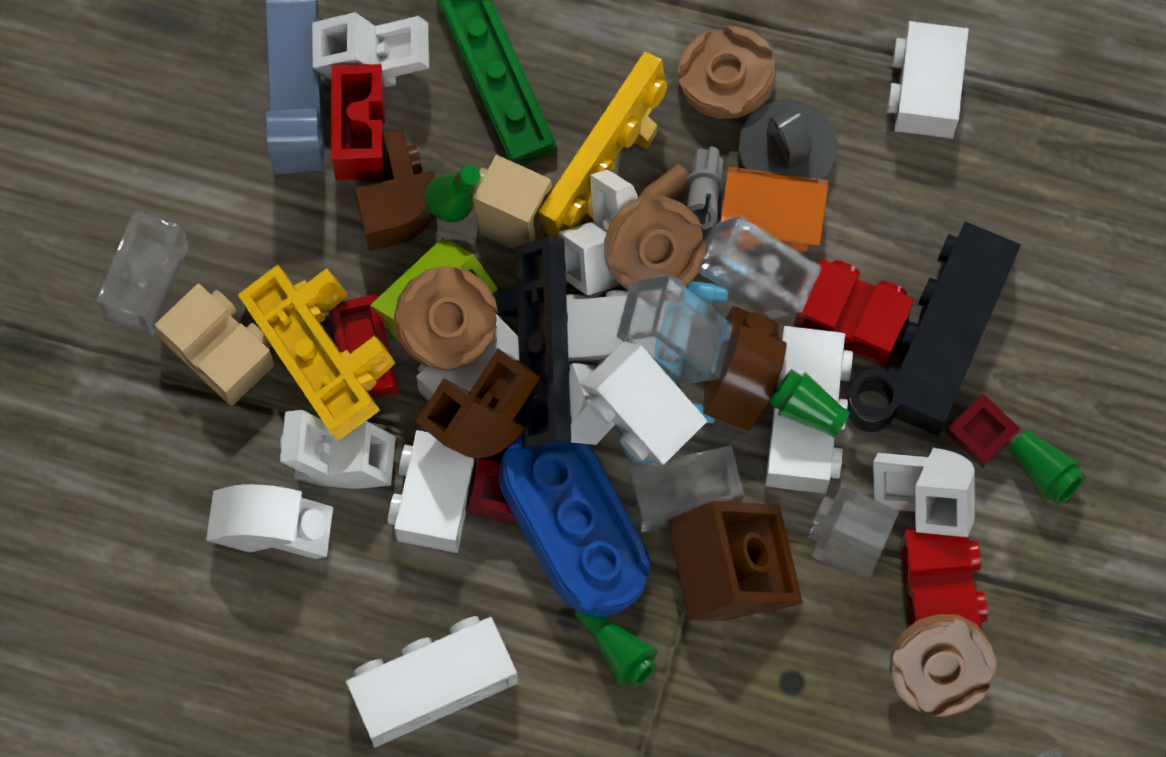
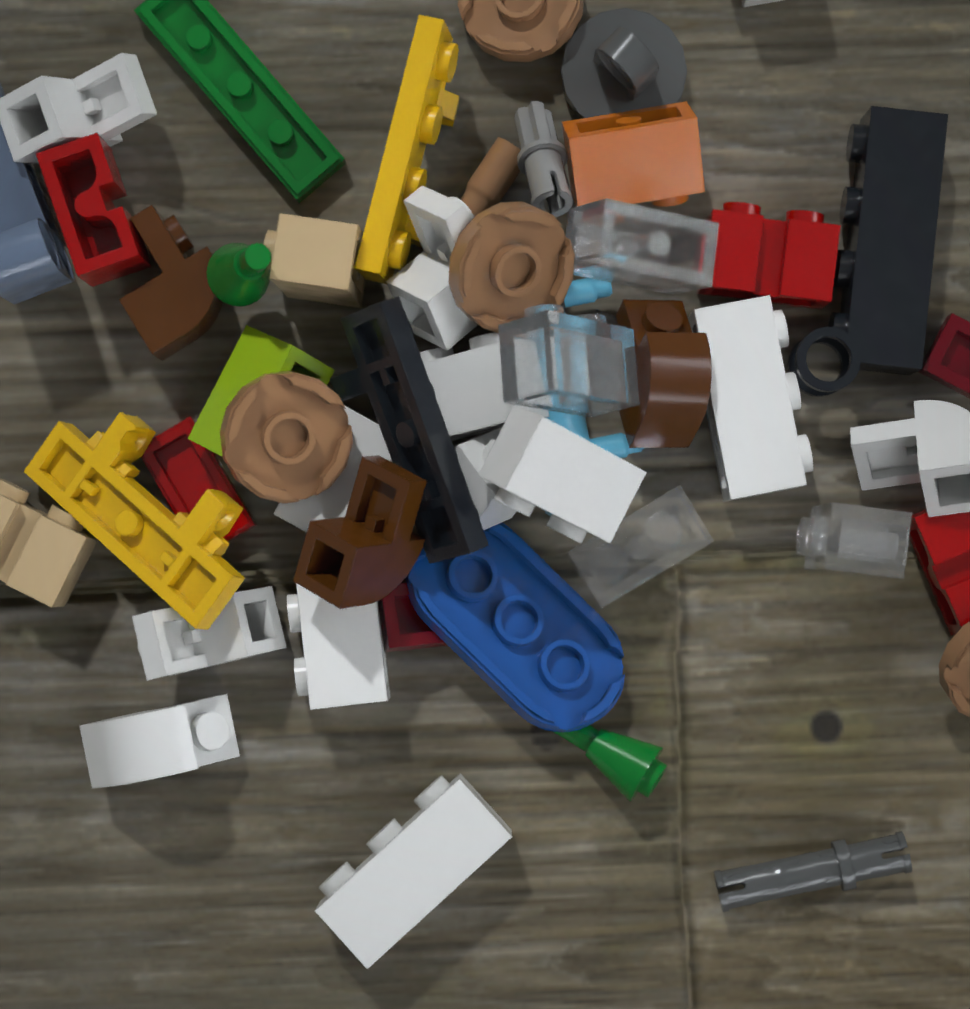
camera: 15 degrees left, 15 degrees up
(733, 560) = (720, 613): reddish brown slope -> none
(808, 403) = (754, 403): green cone -> none

